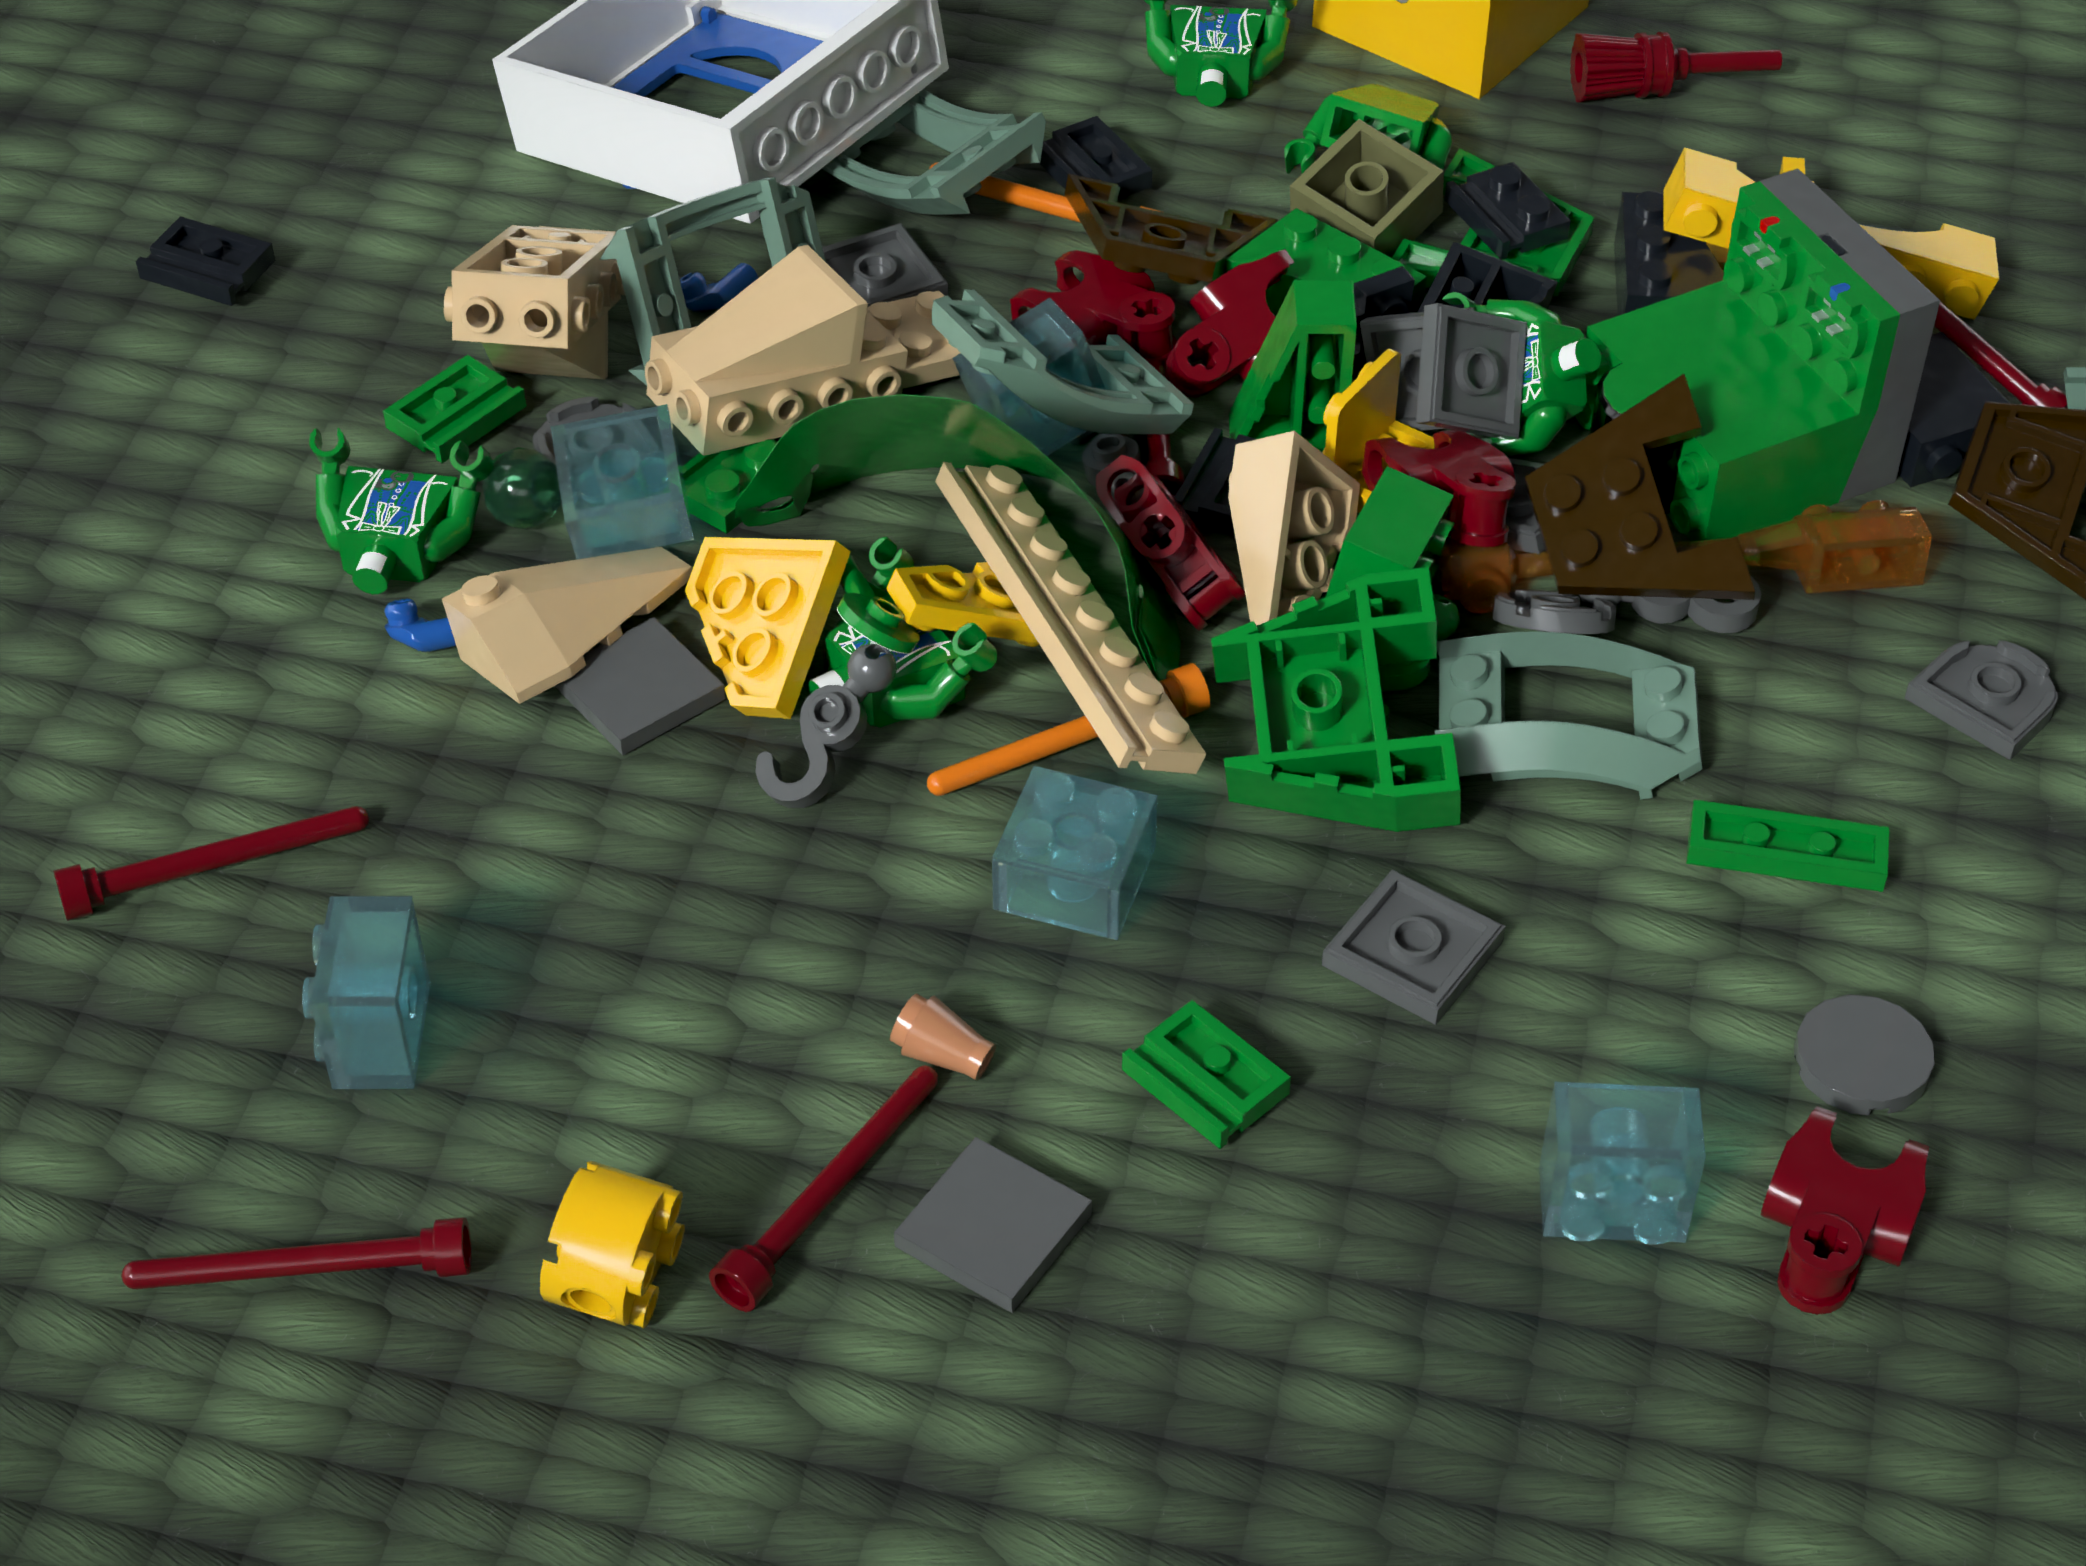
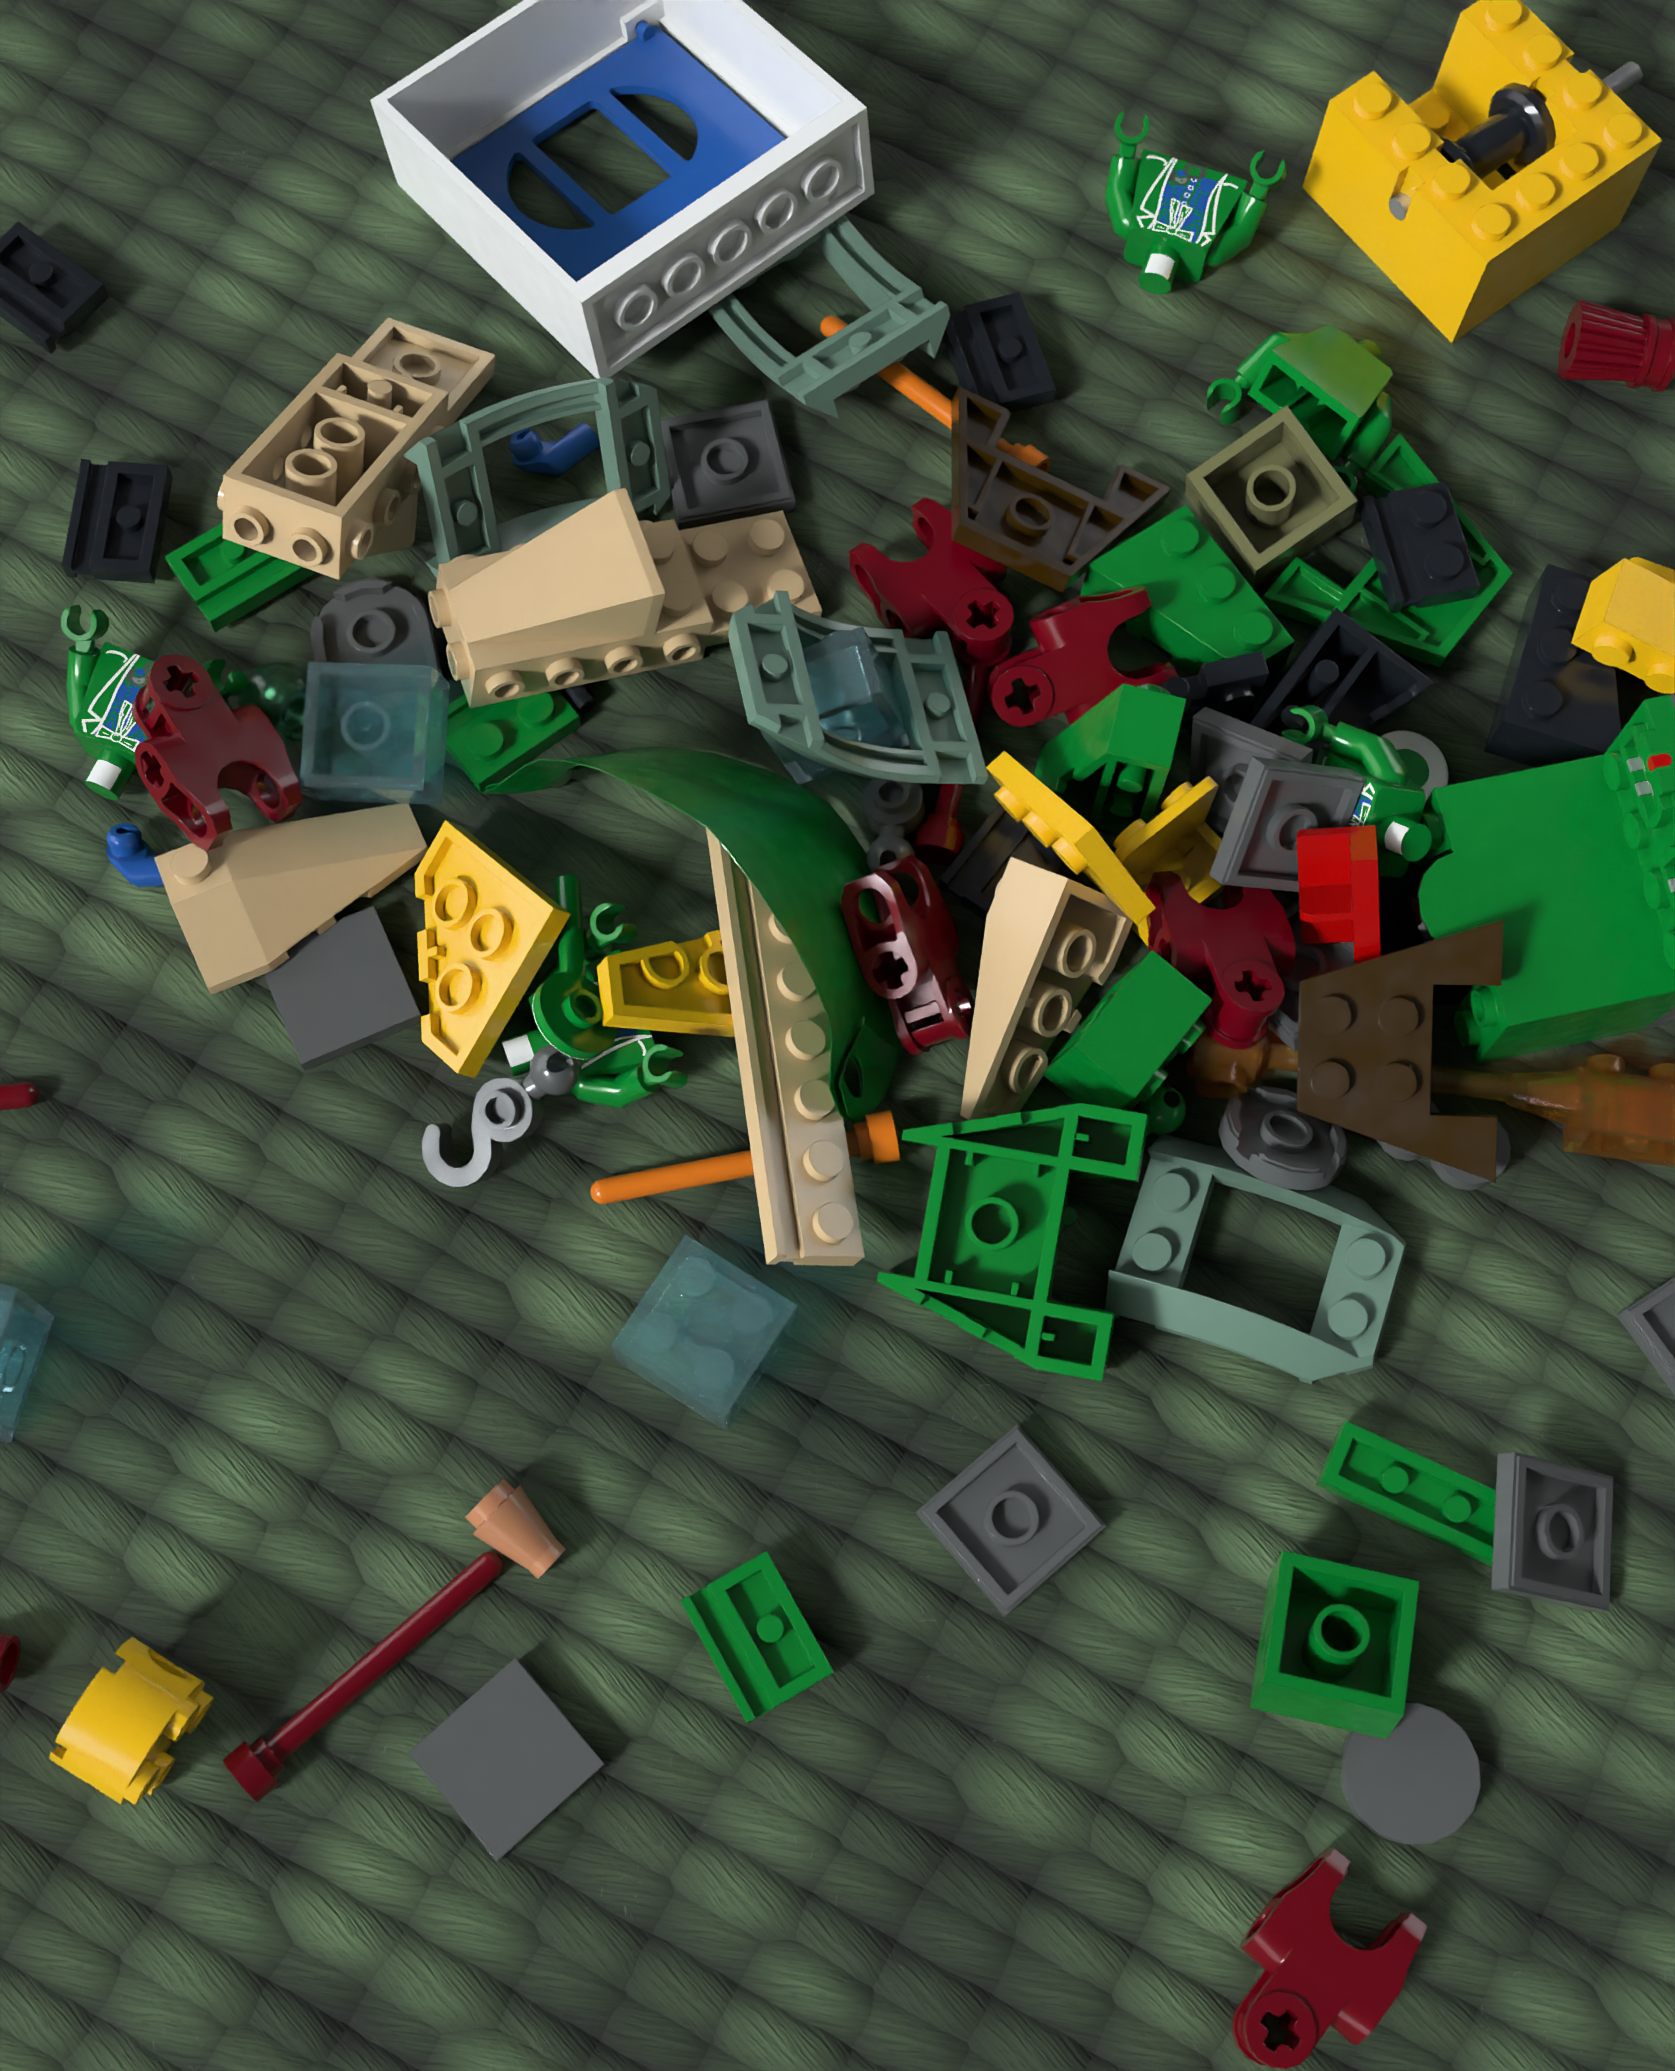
camera: 10 degrees right, 25 degrees up
(330, 396) = (117, 521): none -> black plate
(466, 505) = (207, 747): none -> dark red piece
(1279, 403) = (1073, 836): none -> yellow wing
(1533, 408) = (1340, 888): none -> red panel
(1621, 1162) = (1115, 1882): clear light blue brick -> none
(1753, 949) = (1335, 1645): none -> green brick
(1916, 839) = (1552, 1532): none -> dark grey tile

